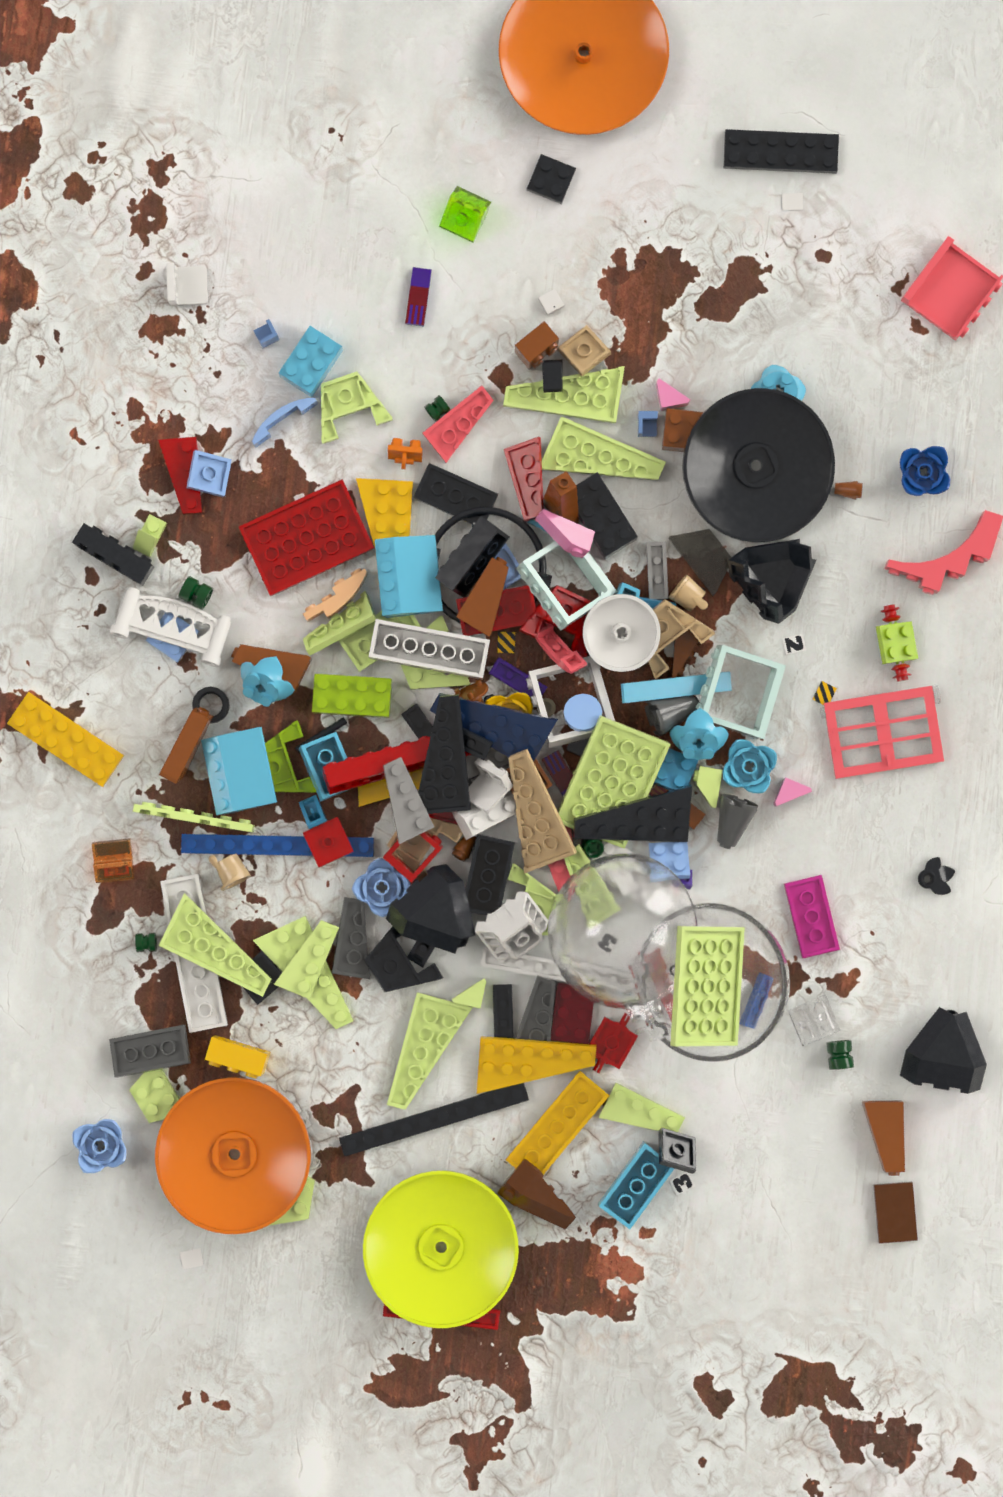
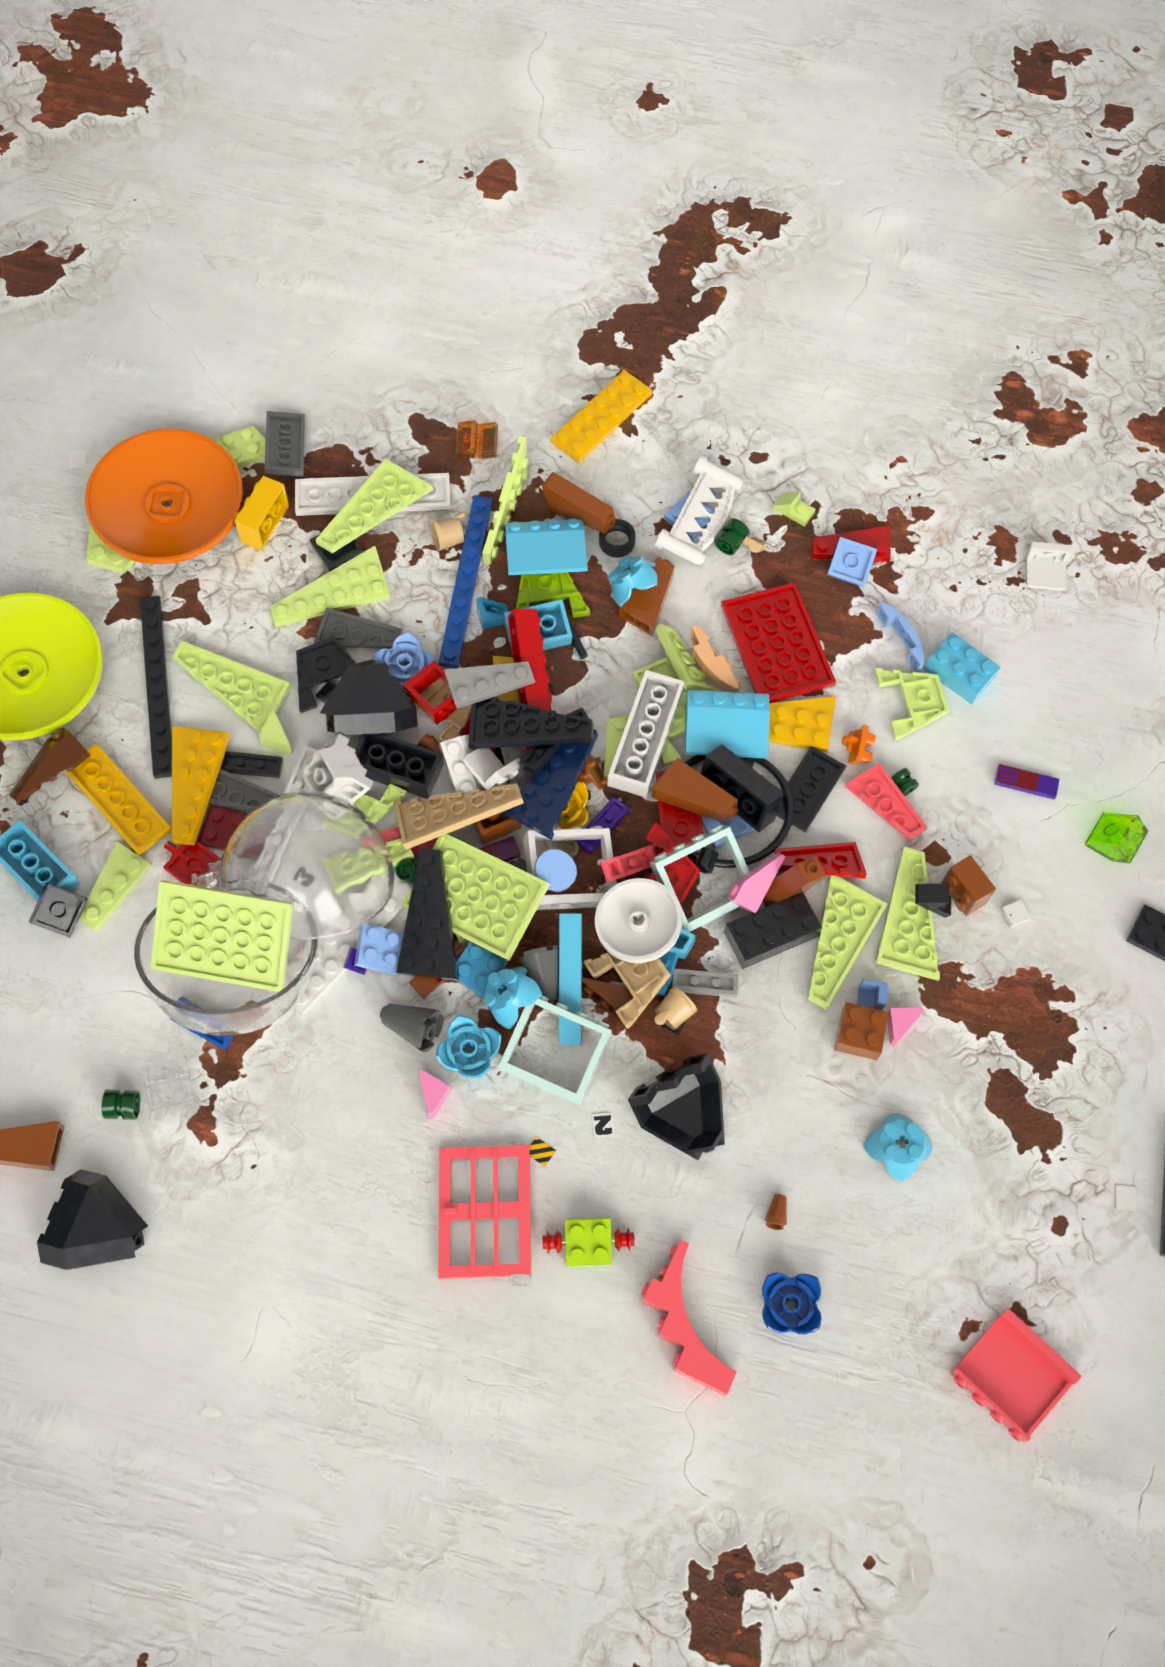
camera: 95 degrees right, 20 degrees down
(90, 1157) = (203, 394): light blue brick -> none
(112, 554) = (779, 470): black wedge -> none
(146, 942) = (392, 452): dark green wheel -> none
(198, 569) = (754, 543): none -> tan plate
(266, 334) = (992, 633): medium blue panel -> none
(308, 963) = (340, 586): yellowish green wing -> none
(328, 842) = (460, 619): red plate -> none
(352, 695) = (607, 662): lime brick -> none
(506, 642) = (644, 820): sticker -> none
(584, 350) = (959, 938): tan tile -> none
(682, 1183) = (22, 917): sticker -> none
(704, 556) = (719, 1035): clear smoke wing -> none
(708, 783) = (456, 1002): yellowish green slope -> none
(793, 457) = (824, 1063): black dish -> none
(811, 916) = (286, 1099): dark pink tile -> none
(938, 876) = (303, 1253): black plate -> none

